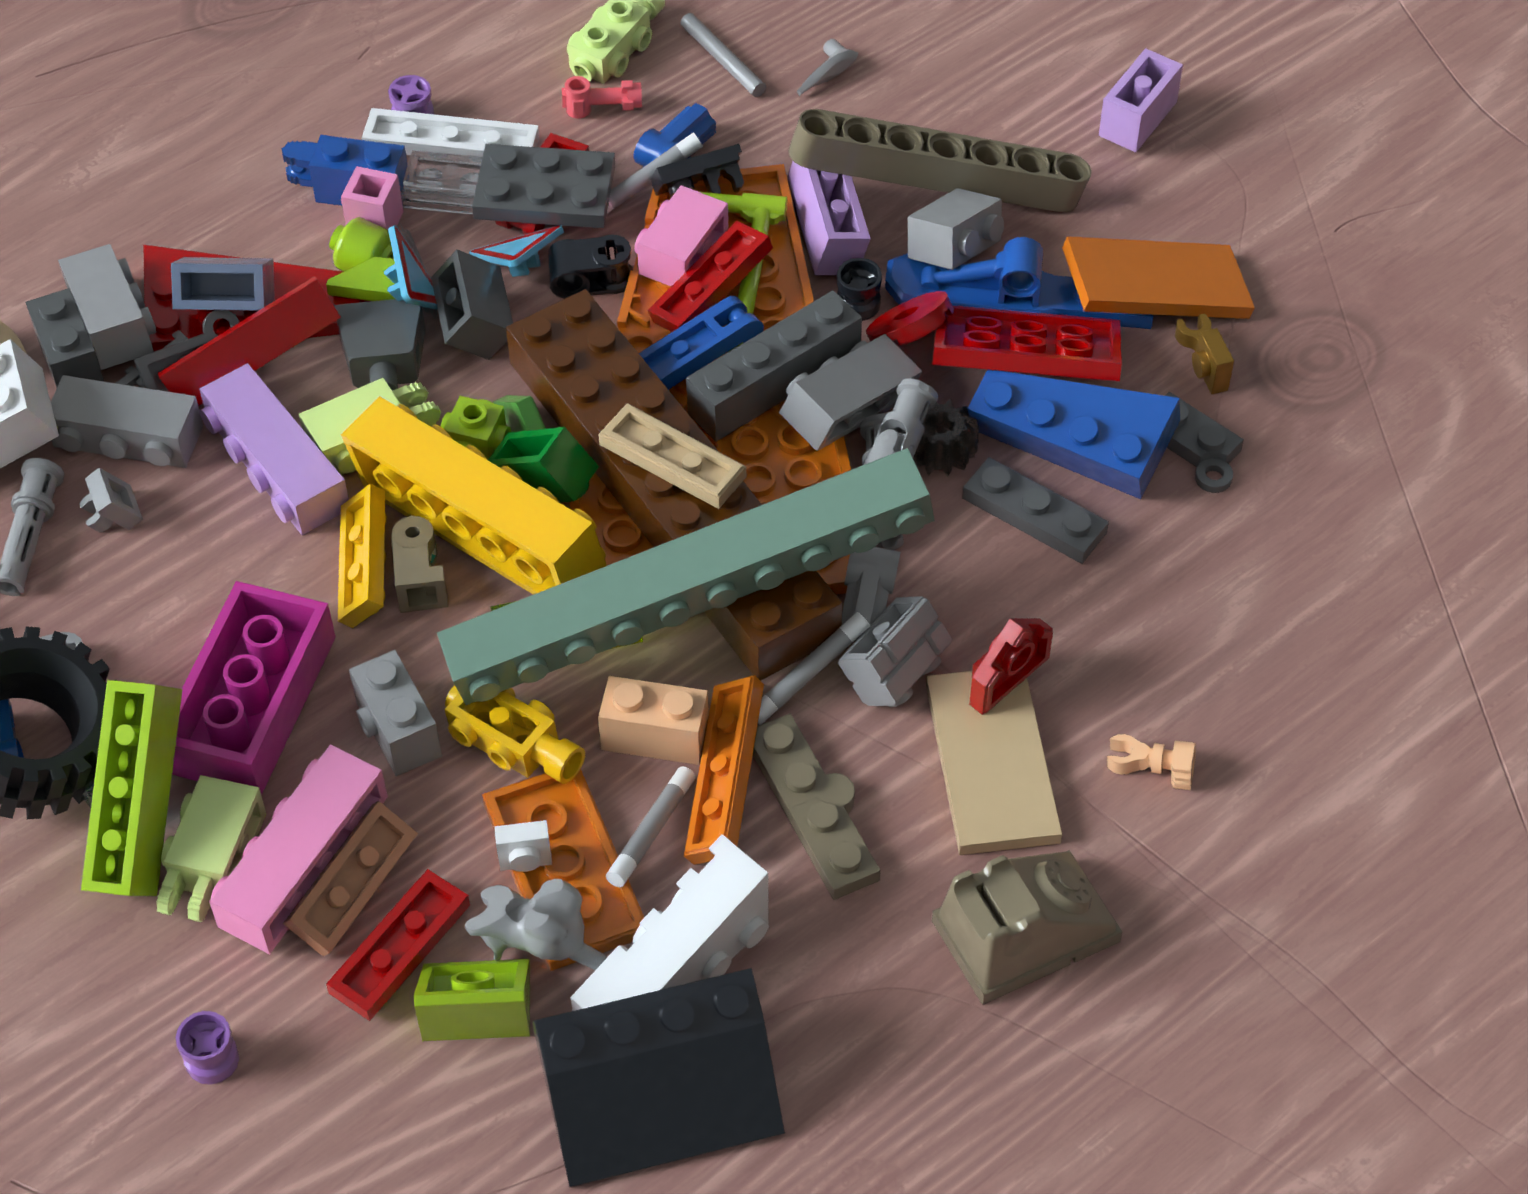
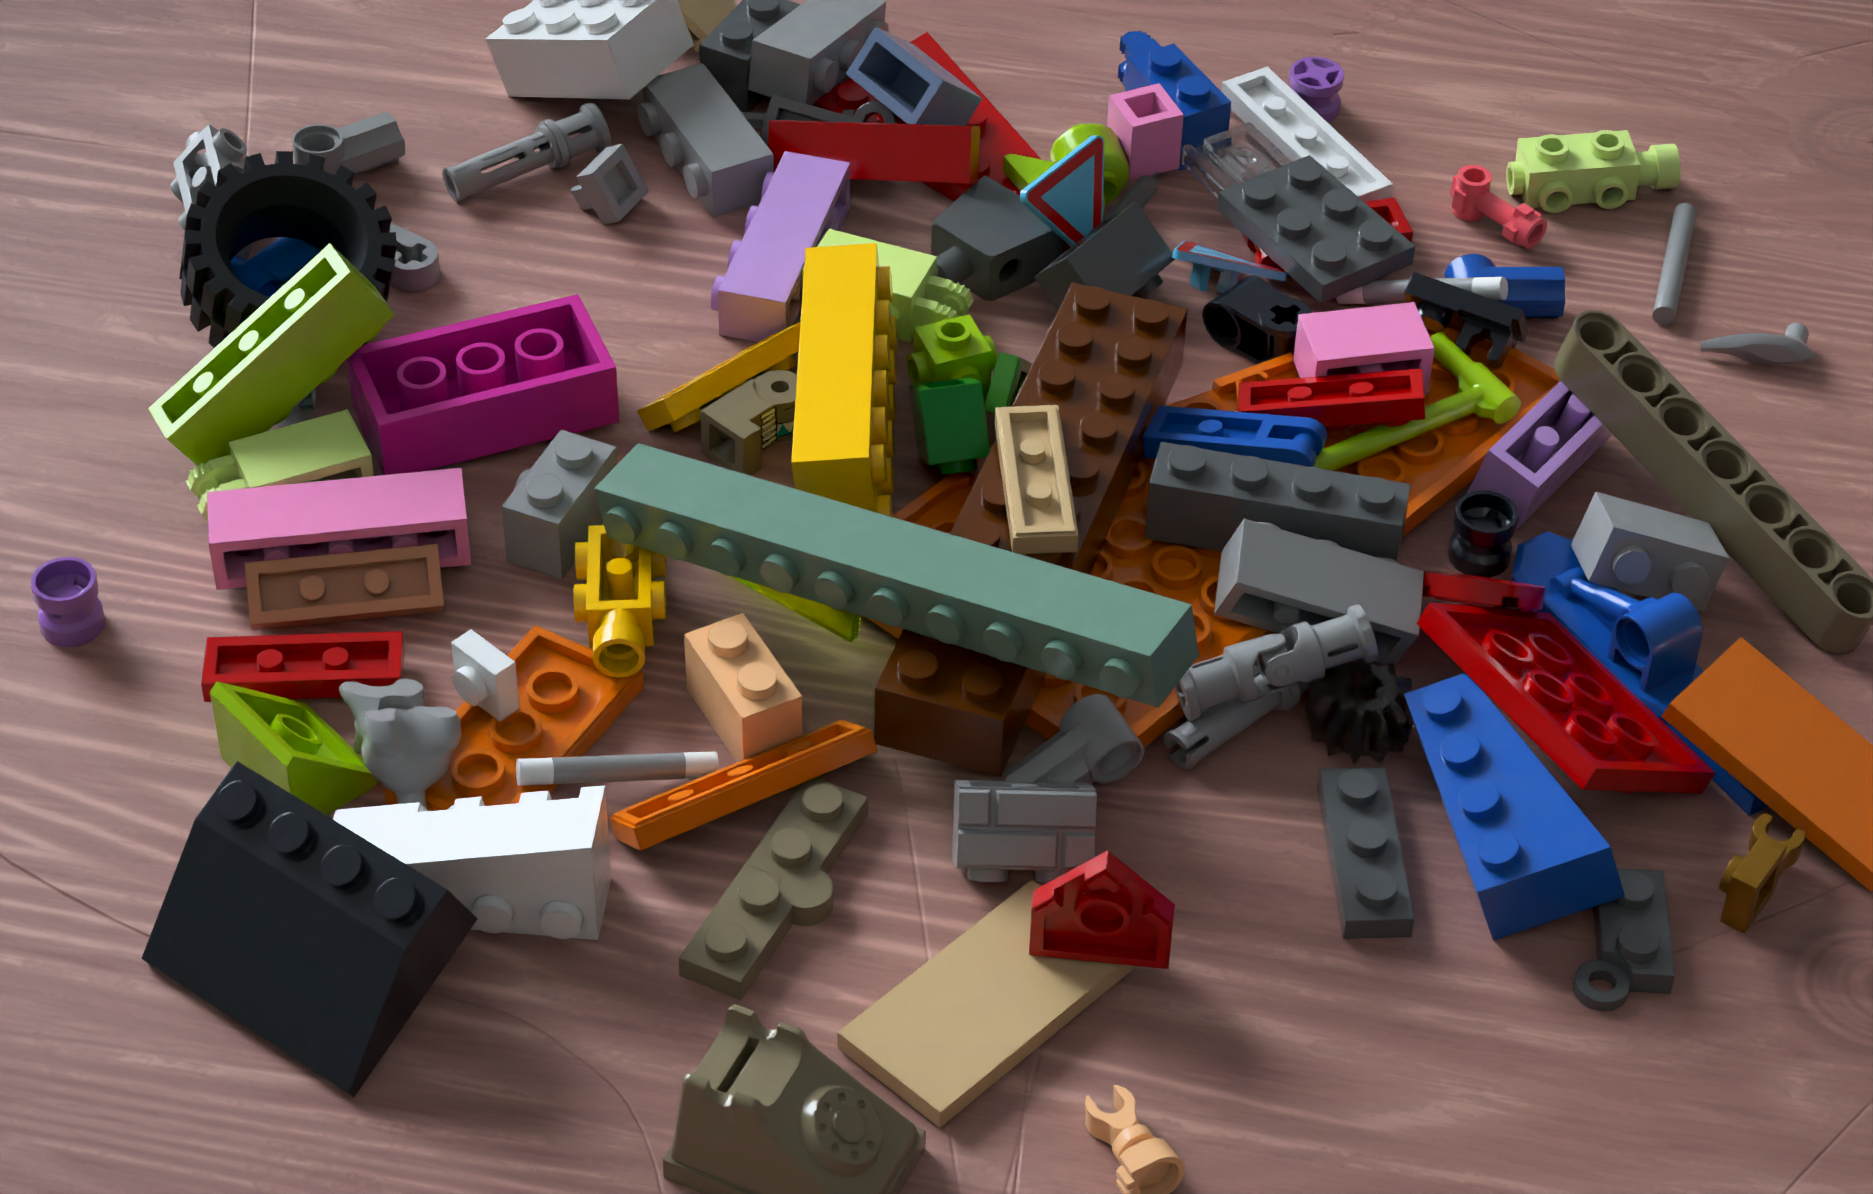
camera: 50 degrees right, 10 degrees down
(812, 665) = (932, 771): light grey bar -> none

